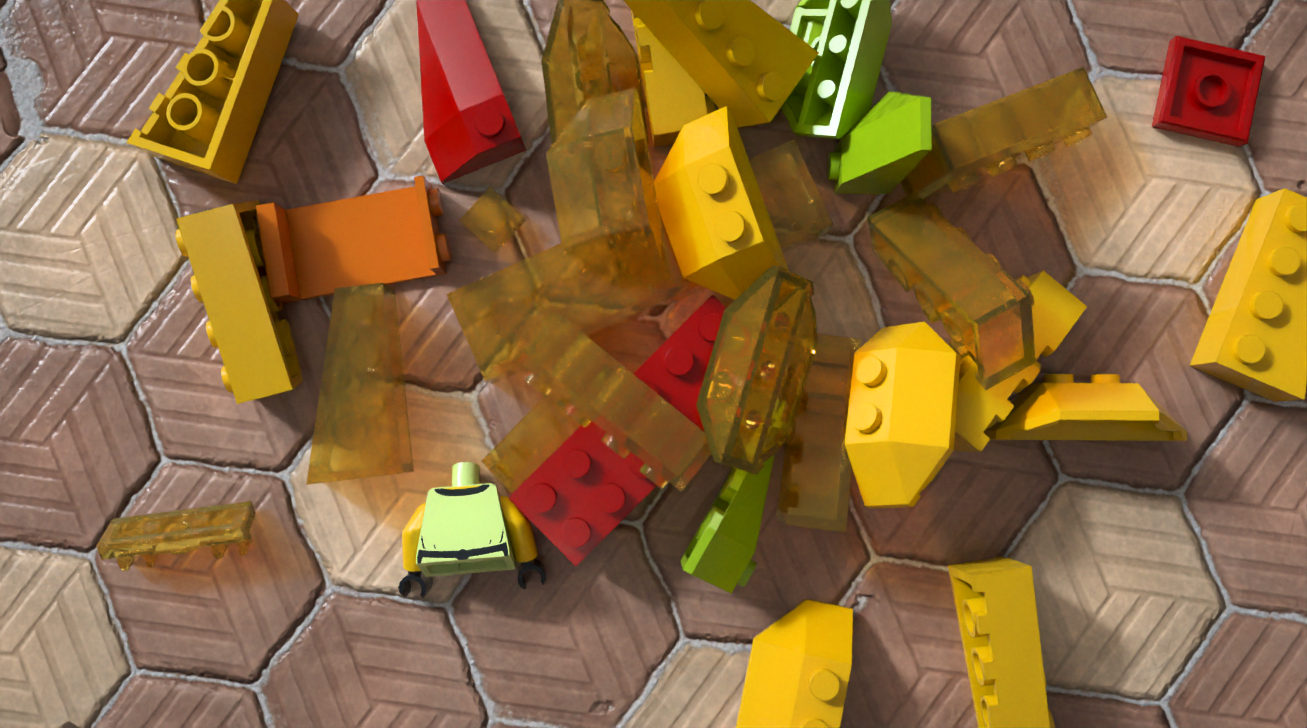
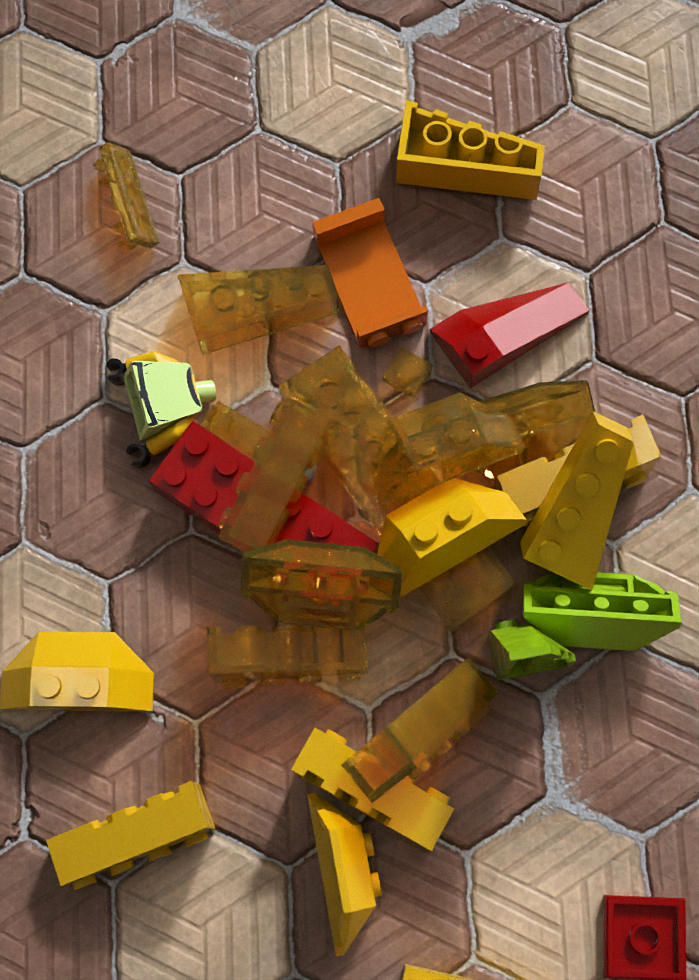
camera: 85 degrees right, 10 degrees down
(236, 296) = (291, 206): yellow wedge -> none
(730, 531) = (193, 597): lime wedge -> none
(901, 413) = (313, 702): yellow wedge -> none
(1005, 131) = (562, 756): clear yellow wedge -> none

